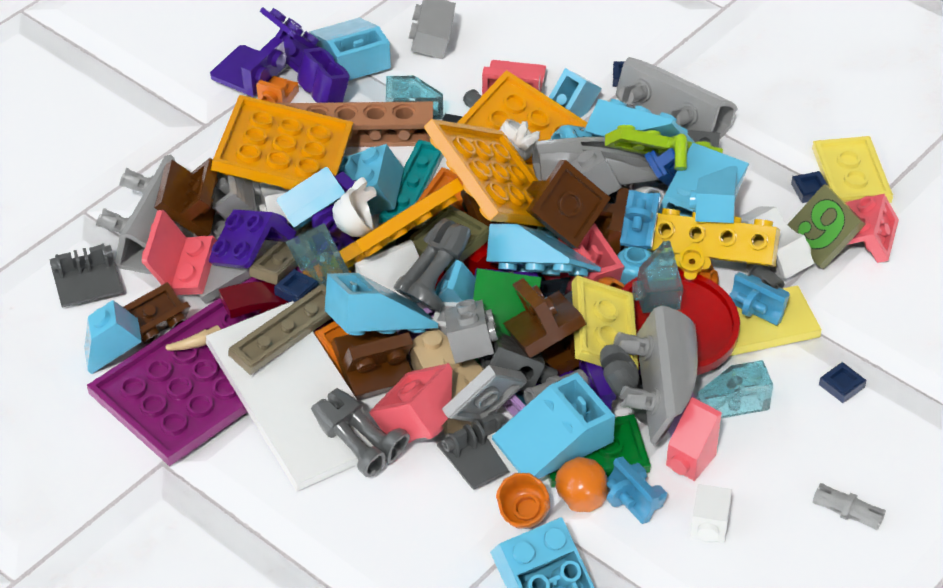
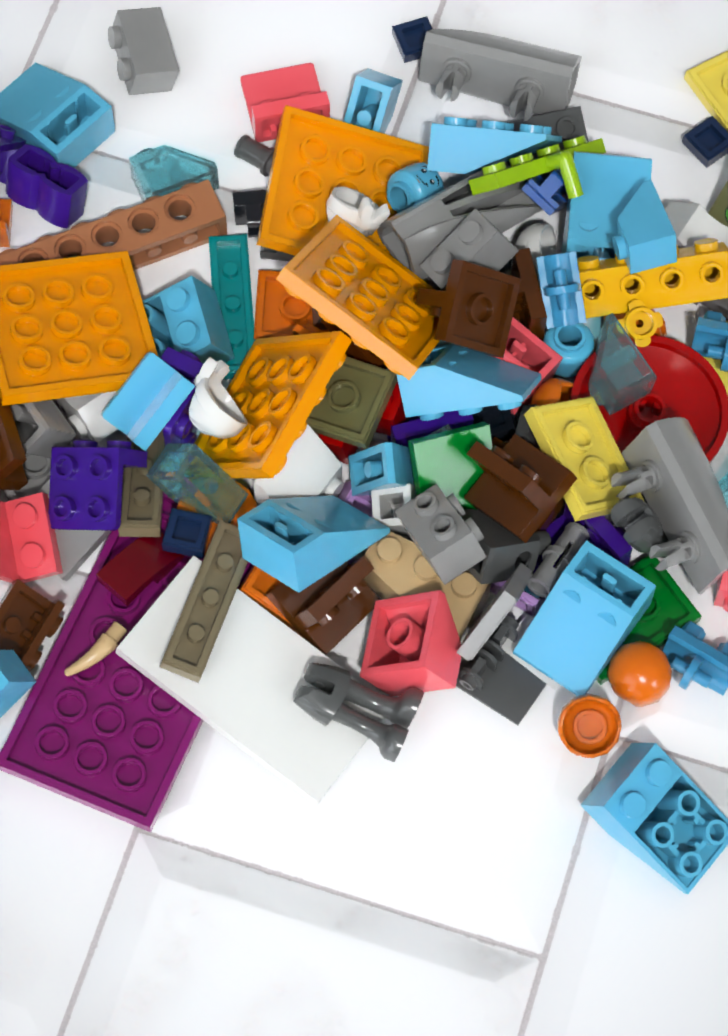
camera: 25 degrees left, 20 degrees up
(445, 243) = (365, 420): dark grey piece -> none

